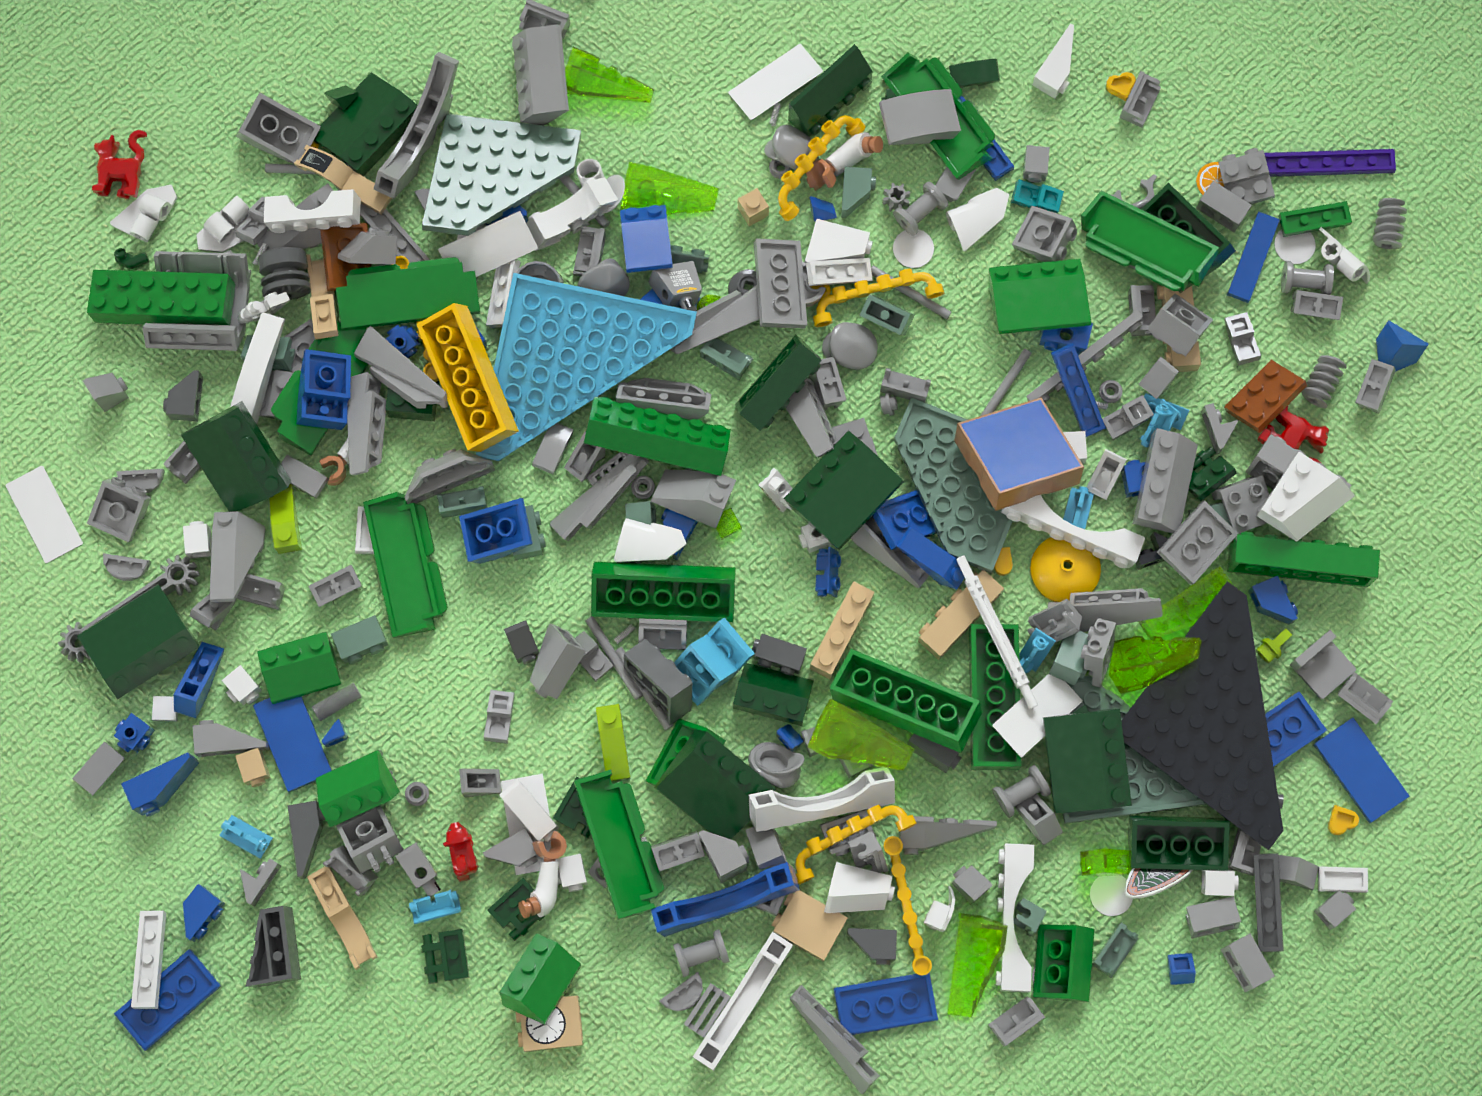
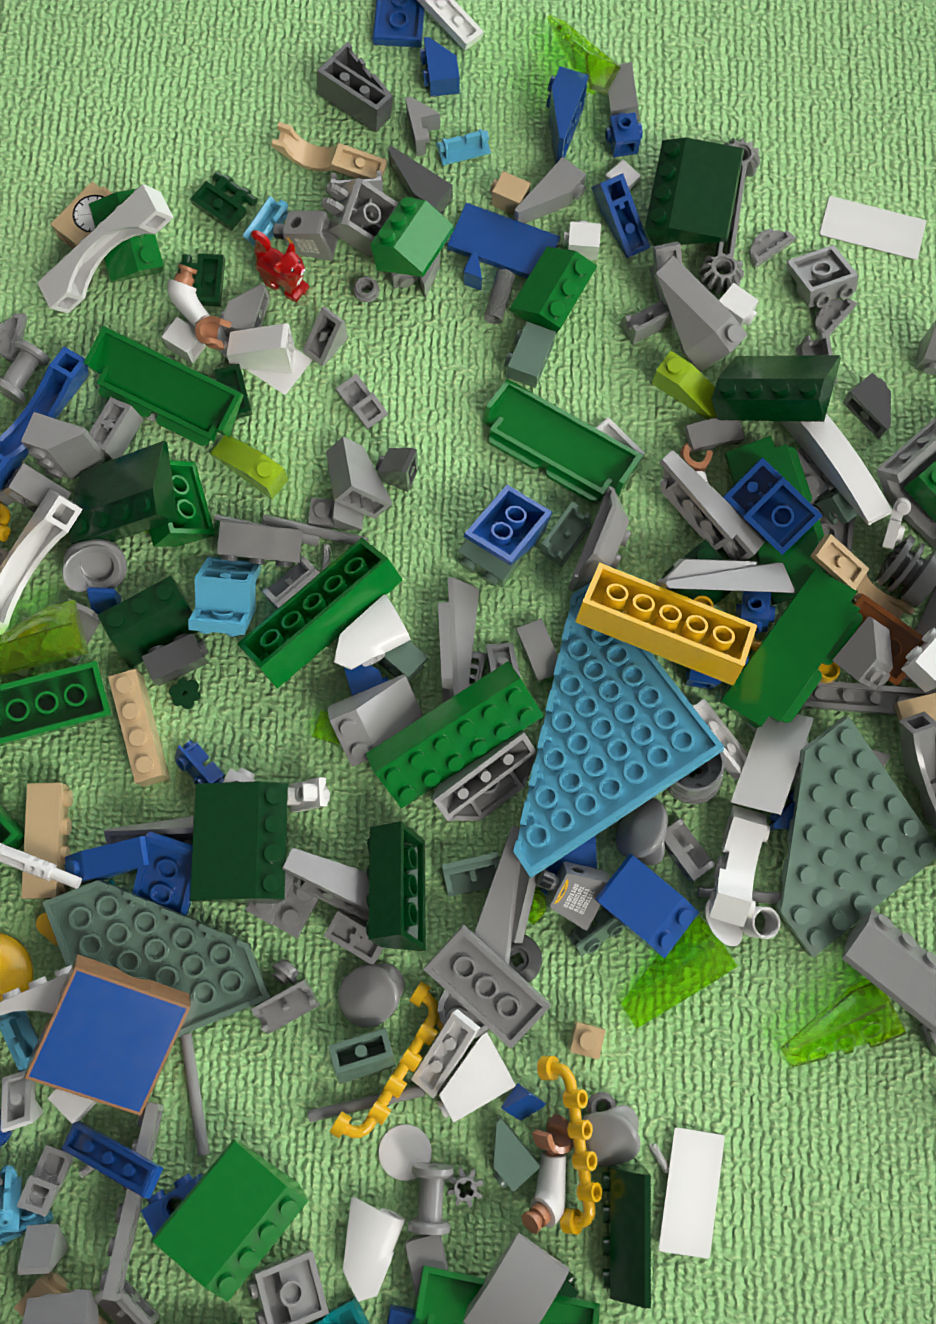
camera: 135 degrees right, 0 degrees up
(99, 810) = (585, 56): none -> clear neon green wedge
(335, 585) = (594, 374): light grey hinge -> none
(525, 957) = (138, 215): none -> white arch
(642, 480) = (426, 682): light grey plate -> none
(797, 623) = (177, 692): none -> dark green plant
(1115, 386) = (79, 1192): light grey plate -> none

